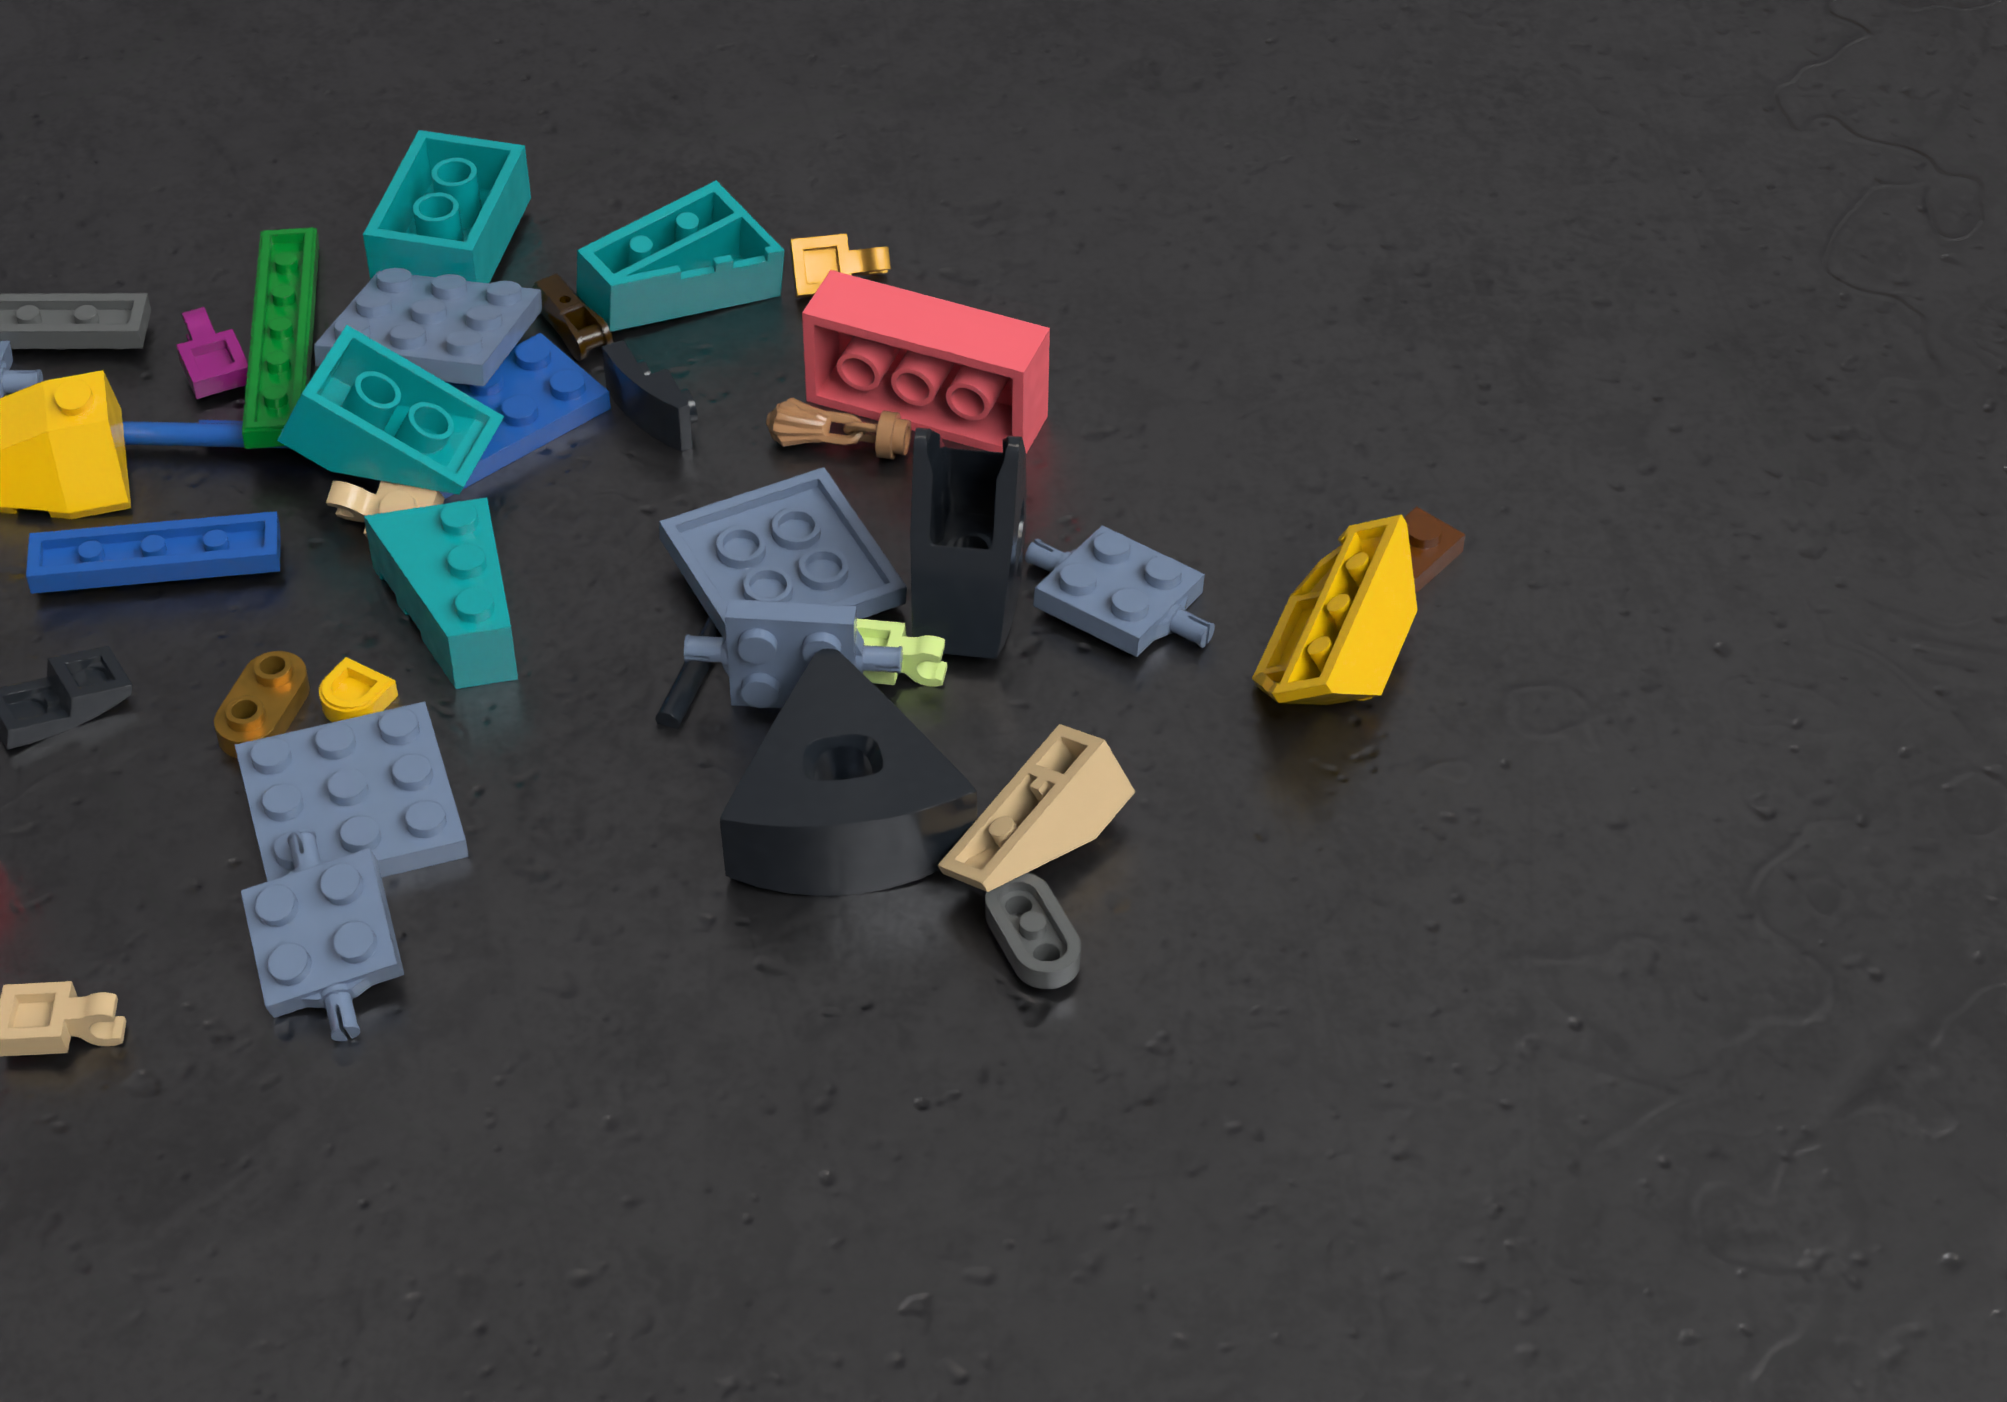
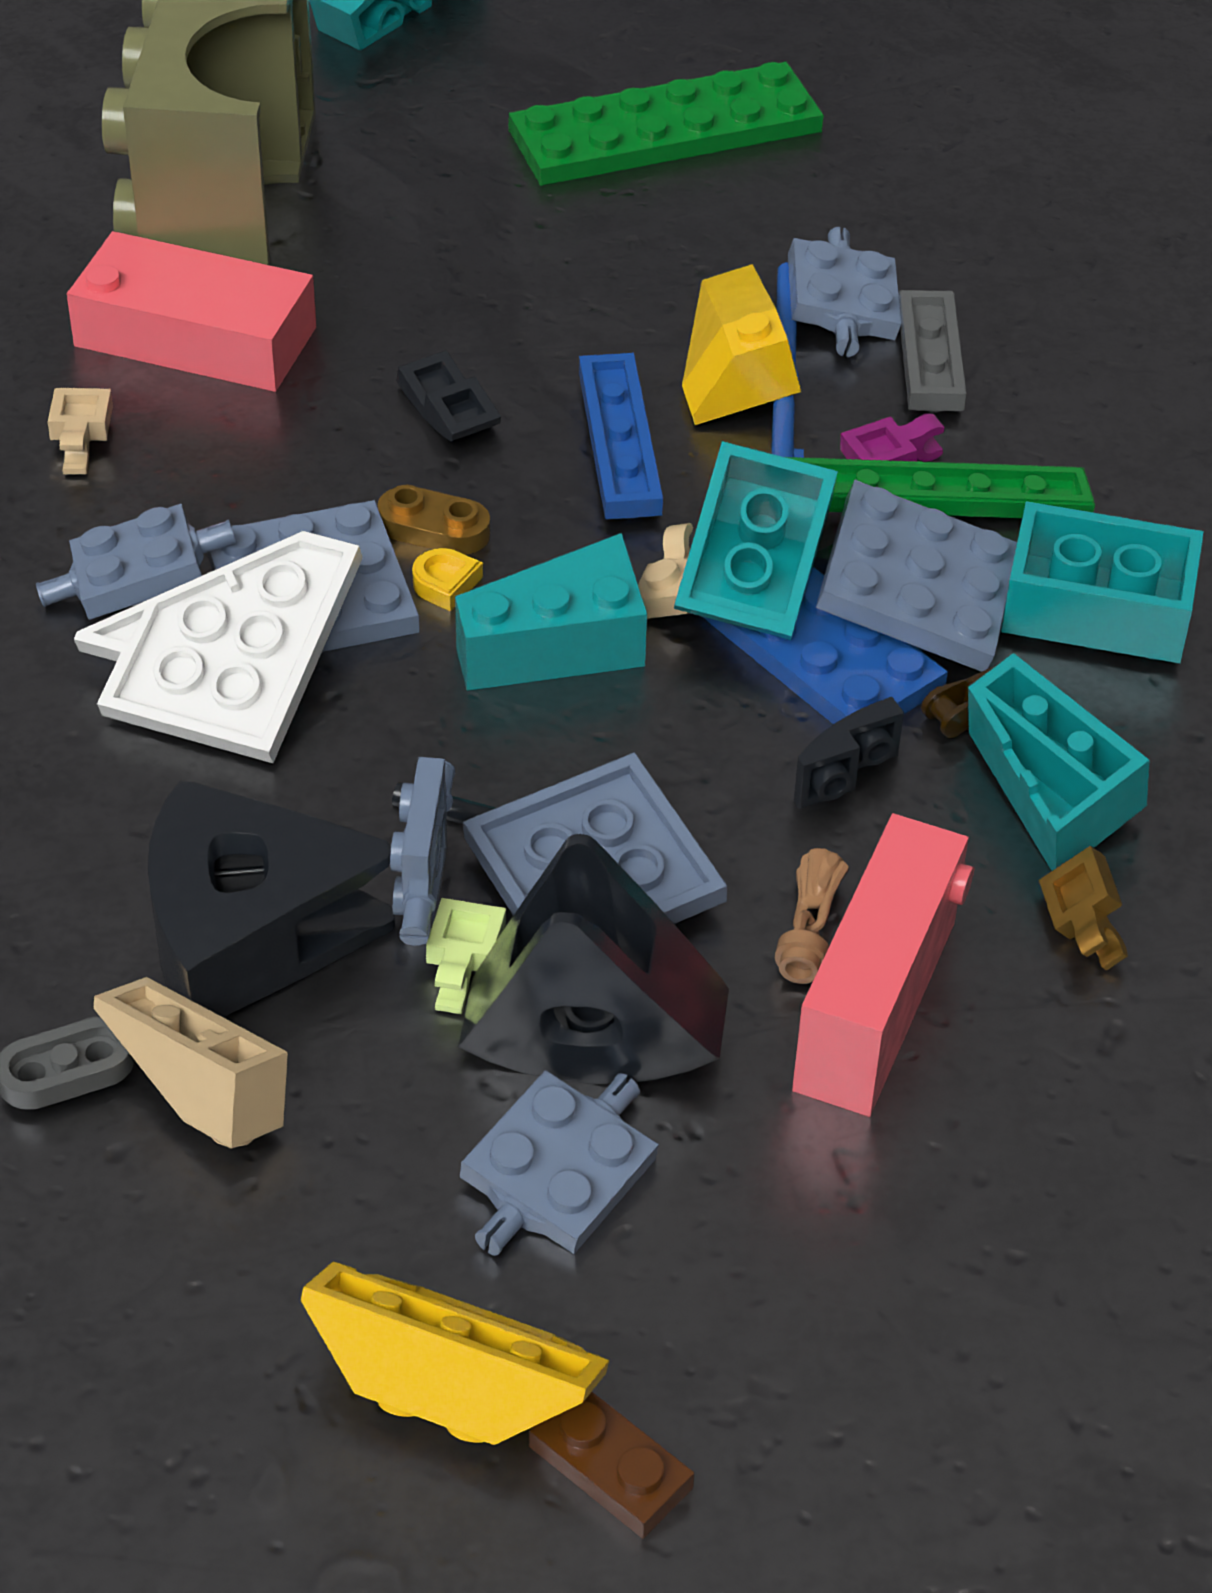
camera: 90 degrees right, 0 degrees up
(481, 830) = (228, 649): none -> white wing

